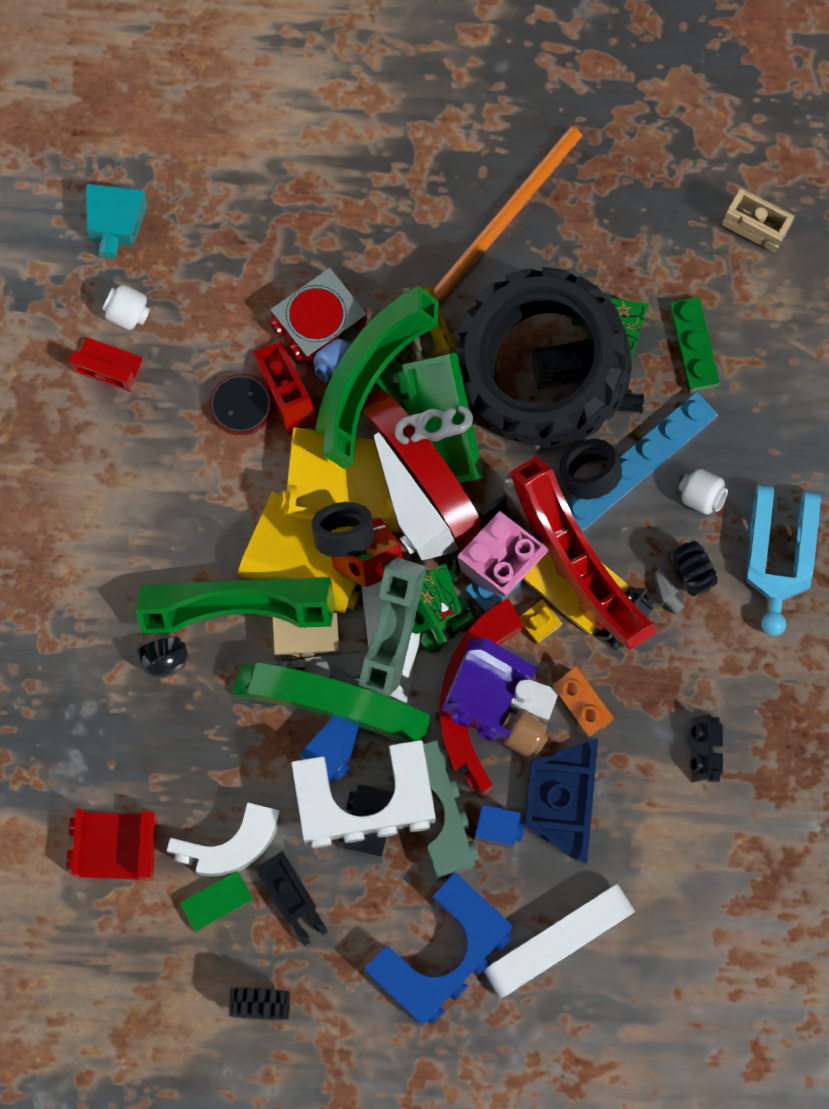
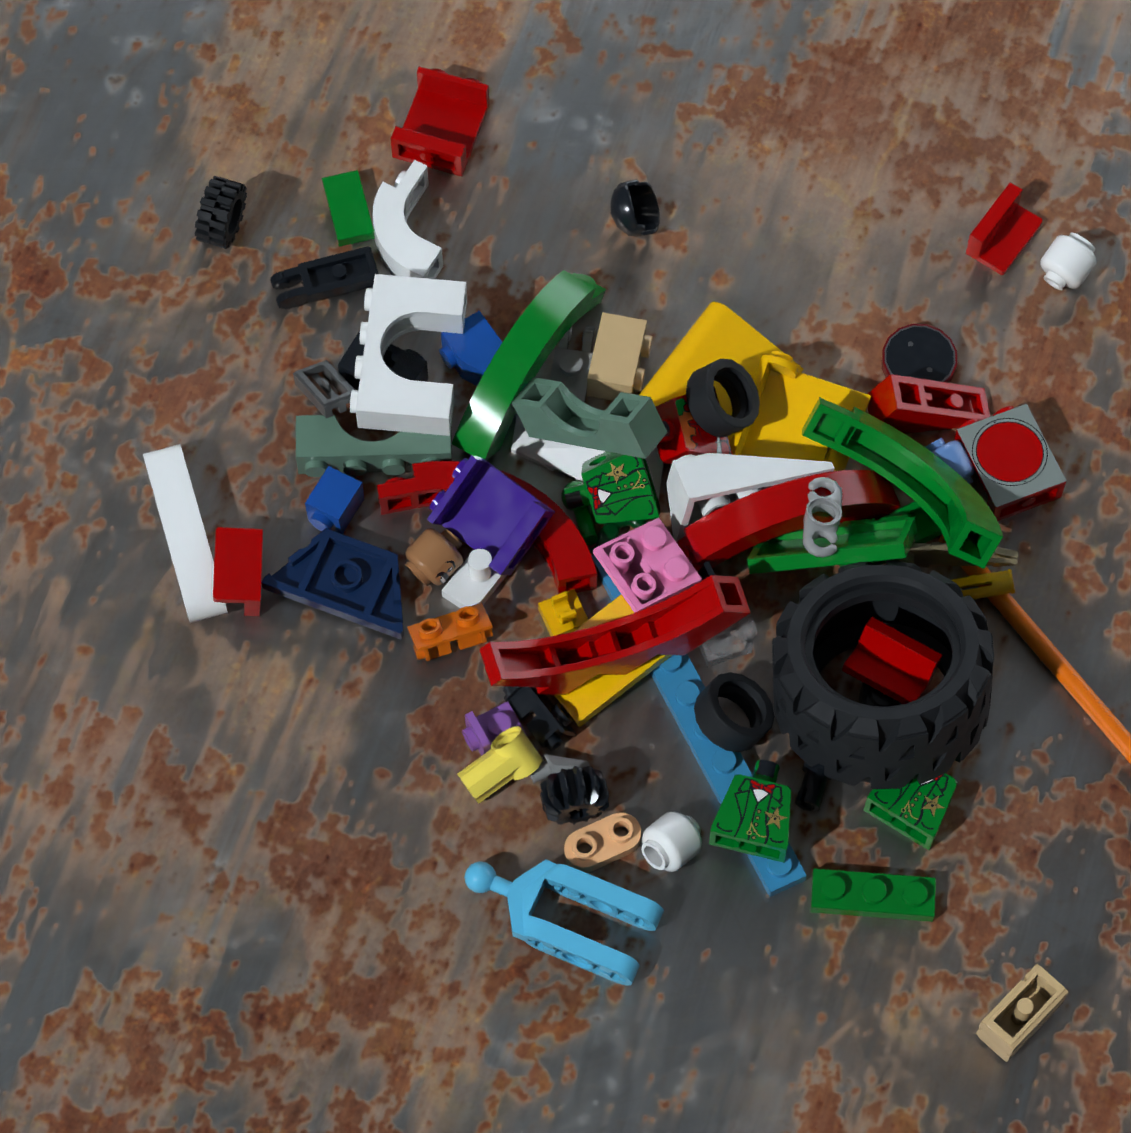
camera: 110 degrees right, 10 degrees down
(294, 600) = (687, 227): green arch -> none
(418, 844) = (319, 390): none -> dark grey tile
(483, 932) = (222, 455): blue arch -> none
(529, 357) = (892, 662): none -> red panel
(583, 882) = (238, 567): none -> red panel
(655, 652) = (483, 729): none -> medium lavender bracket
(671, 431) = (755, 814): none -> green torso
(683, 632) = (508, 759): none -> light yellow piece
(704, 735) = (366, 759): black hinge -> none
(715, 543) = (604, 842): none -> light nougat plate

